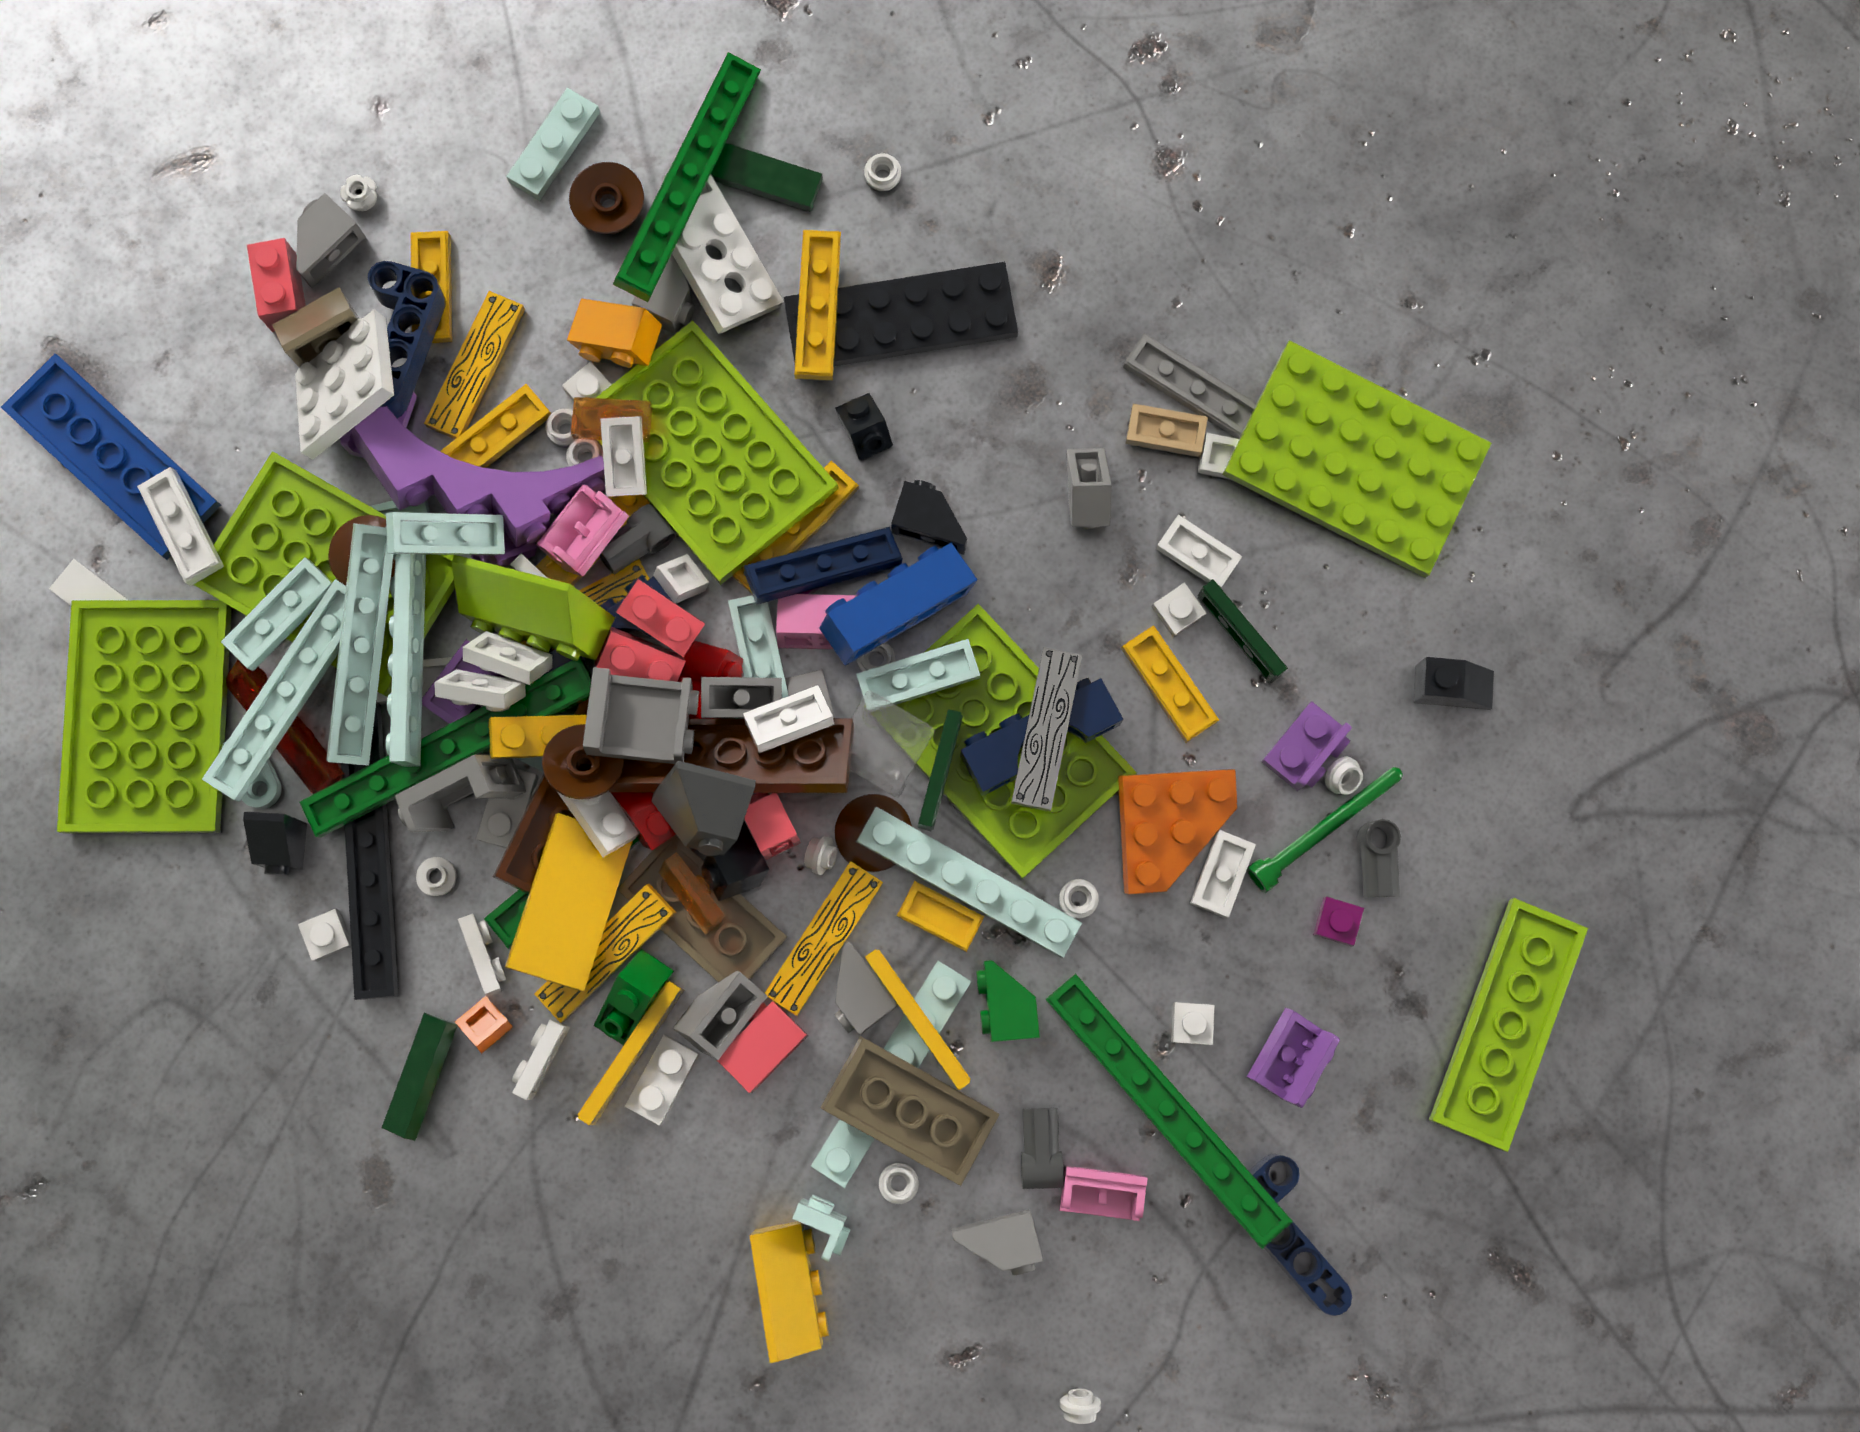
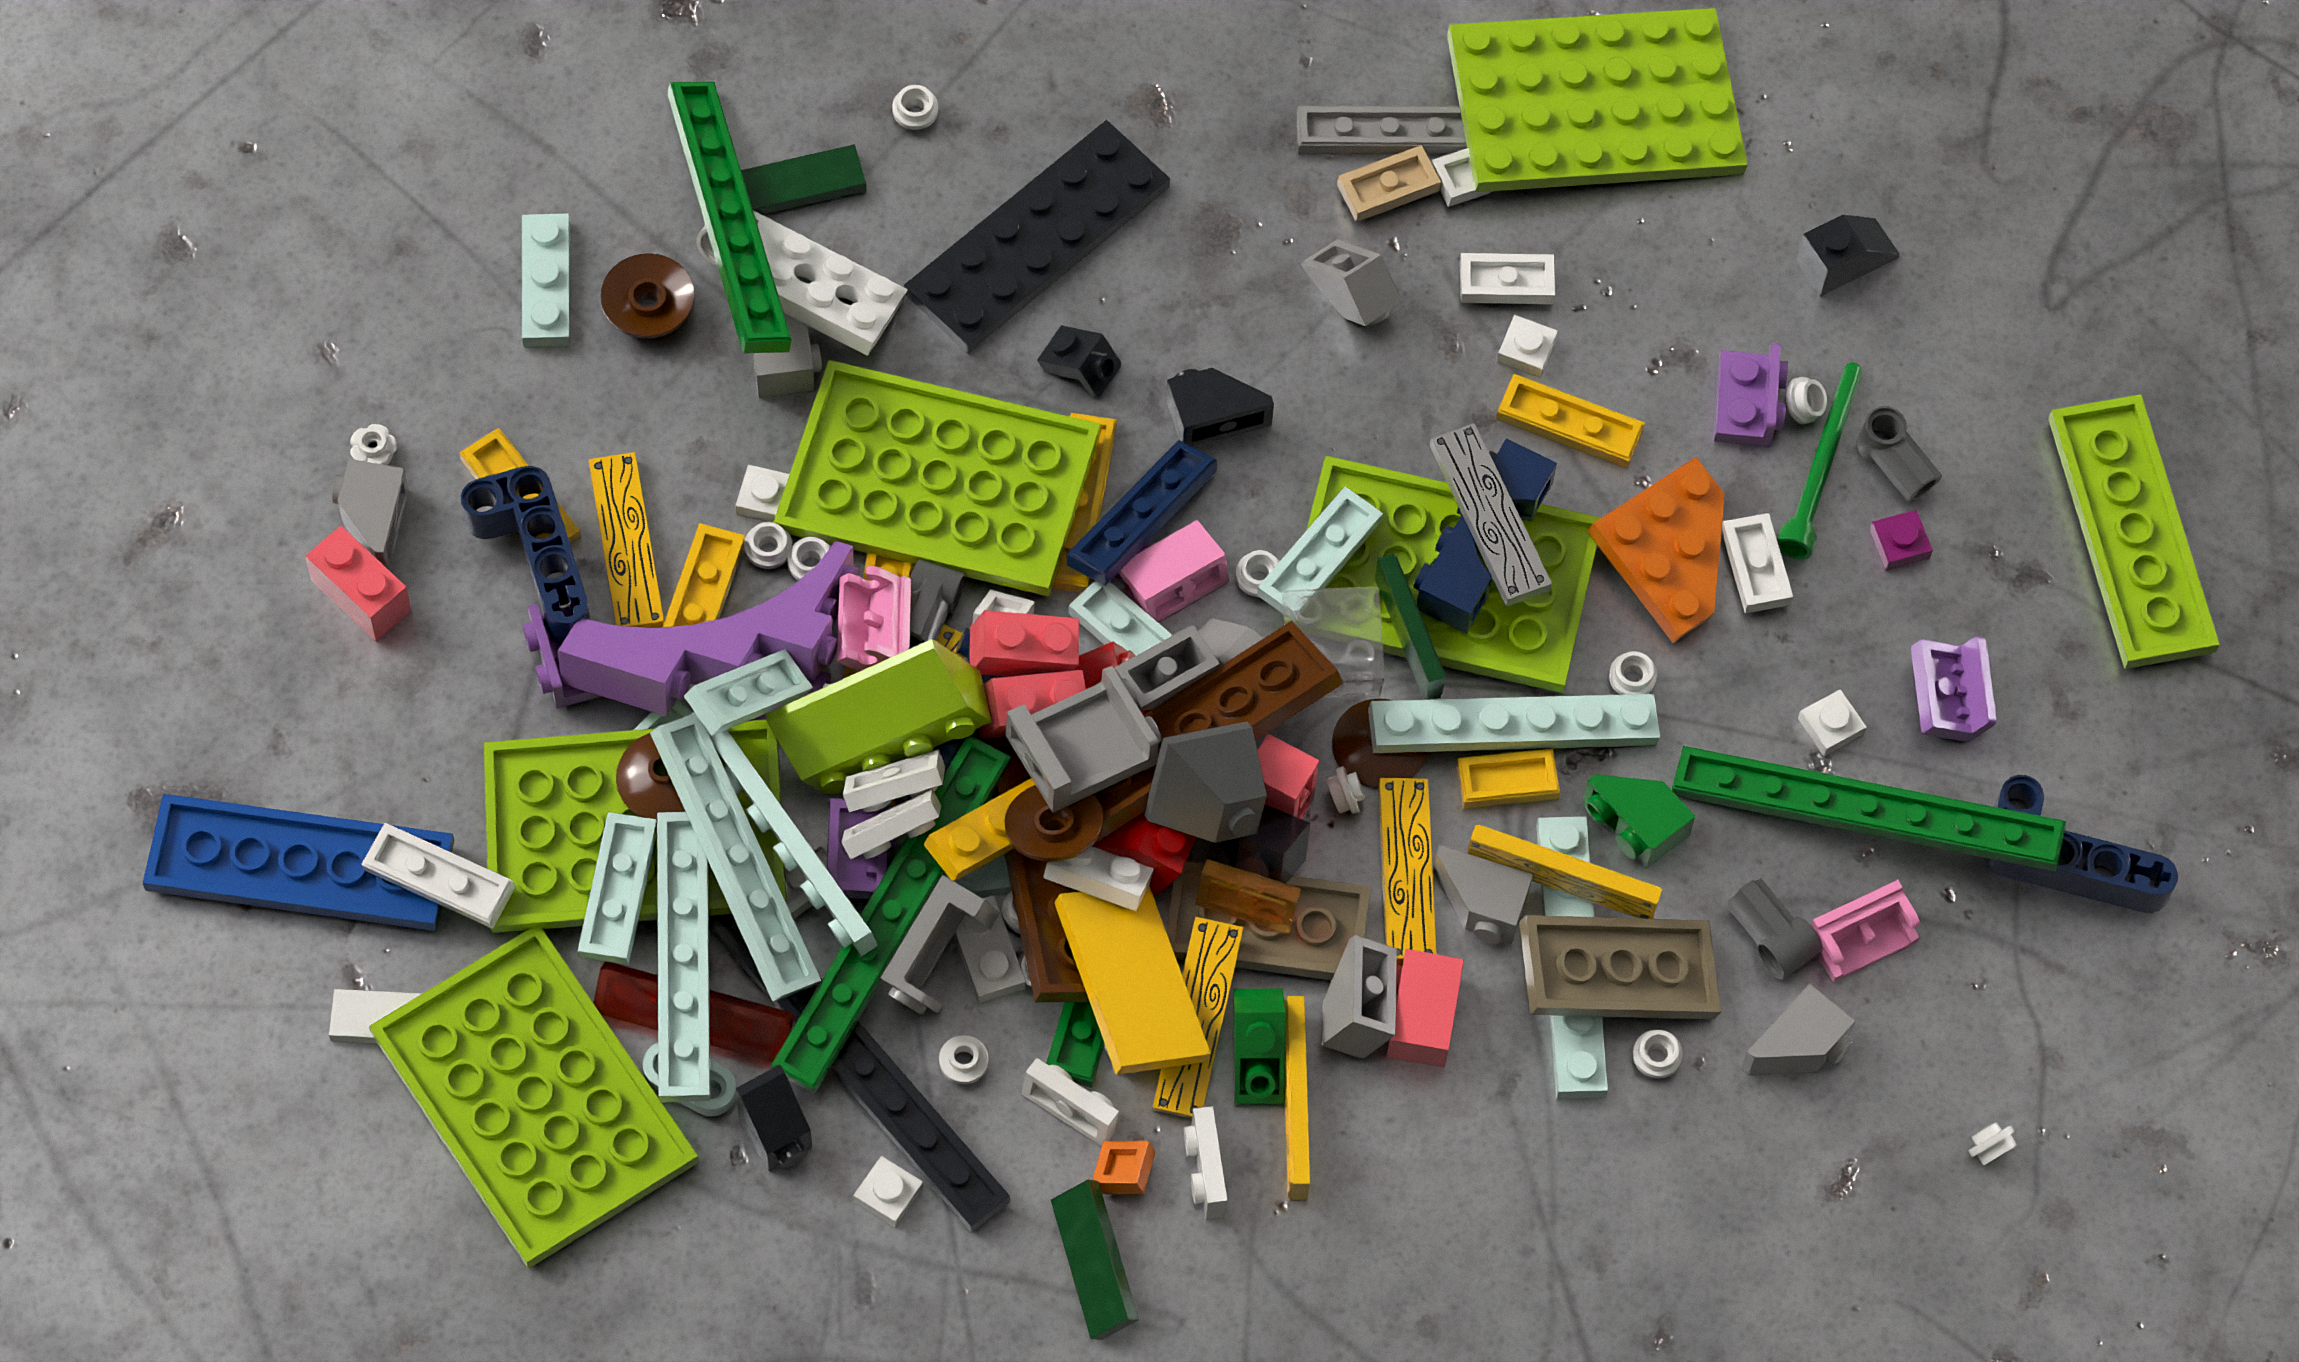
camera: 35 degrees left, 15 degrees down
(314, 326) = (443, 594): dark tan slope -> none
(343, 384) = (519, 625): white plate -> none
(588, 411) = (819, 501): clear orange plate -> none
(614, 333) = (758, 416): light orange brick -> none
(623, 456) = (864, 521): white plate -> none
(662, 1080) = (1345, 1109): white plate -> none
(788, 719) = (1231, 654): white plate -> none
(788, 1290) = (1623, 1216): yellow slope -> none
(817, 305) = (950, 268): yellow tile -> none
(819, 1215) = (1615, 1120): light aqua bracket -> none
(897, 603) = (1247, 497): blue brick -> none
(1241, 631) = (1606, 325): dark green tile -> none

